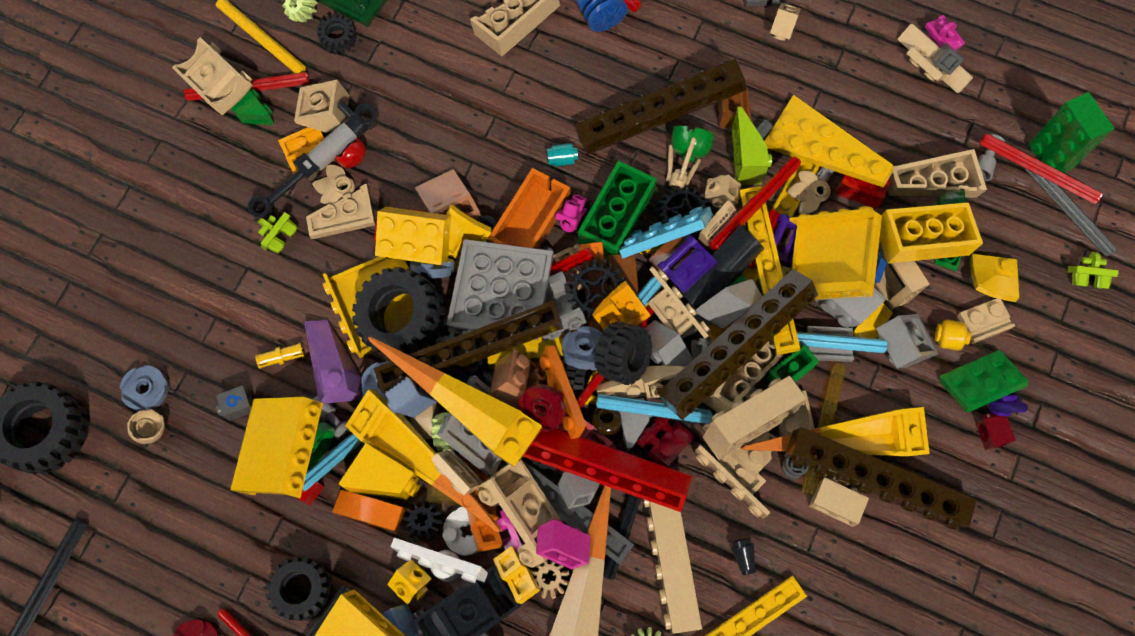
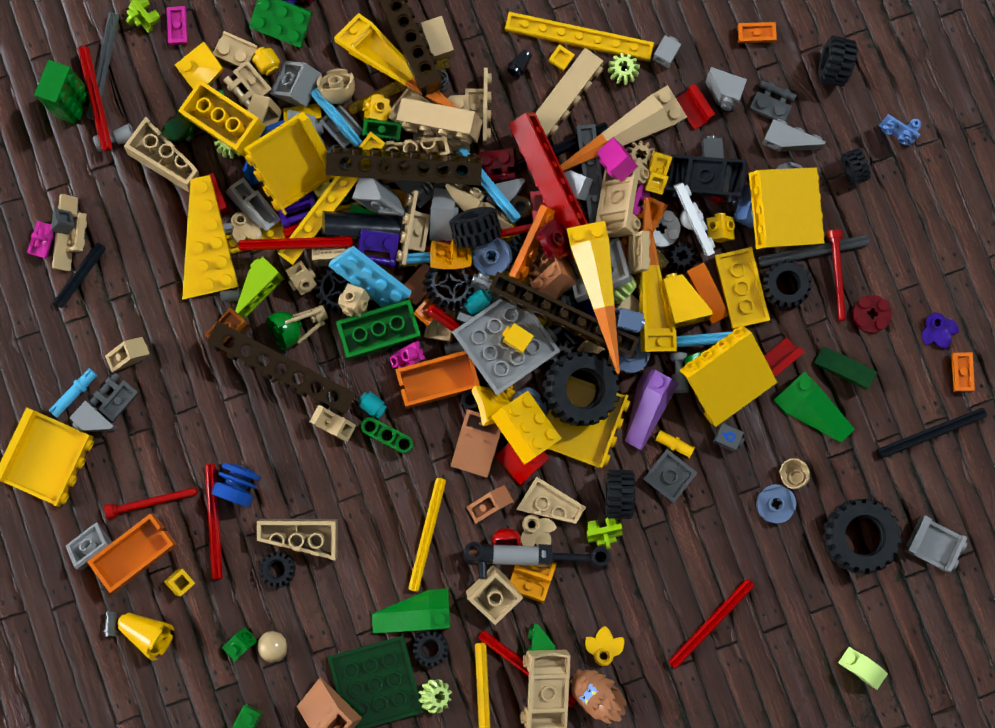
camera: 135 degrees left, 10 degrees up
(121, 247) = (711, 623): none -> red axle
(166, 108) = (598, 696): none -> nougat head
(176, 566) = (845, 368): none -> dark green slope
(184, 502) = (809, 404): none -> green wedge
(200, 156) = (604, 643): none -> yellow plate
(248, 519) = (782, 356): none -> red panel
(260, 326) = (670, 476): none -> dark grey plate
(286, 265) = (620, 494): none -> black tyre
(341, 547) = (741, 288): none -> yellow plate
(369, 48) = (421, 612): none -> green wedge
(391, 170) = (490, 504): none -> nougat slope
(421, 107) = (427, 534): none -> yellow axle
(491, 294) = (517, 337): none -> yellow brick
(519, 151) = (378, 433): none -> green beam
(560, 296) = (478, 301): none -> teal brick
(572, 112) = (332, 423): none -> tan brick
(660, 203) = (353, 300): none -> tan brick
(714, 600) = (561, 57): none -> yellow plate
(810, 379) = (376, 107): none -> yellow brick
(813, 207) = (252, 204): none -> light grey slope
(873, 368) = (336, 86): none -> tan cylinder
(887, 42) = (79, 275): none -> black axle
(944, 306) = (252, 81): none -> tan plate
(1054, 292) = (177, 25): none -> dark pink plate

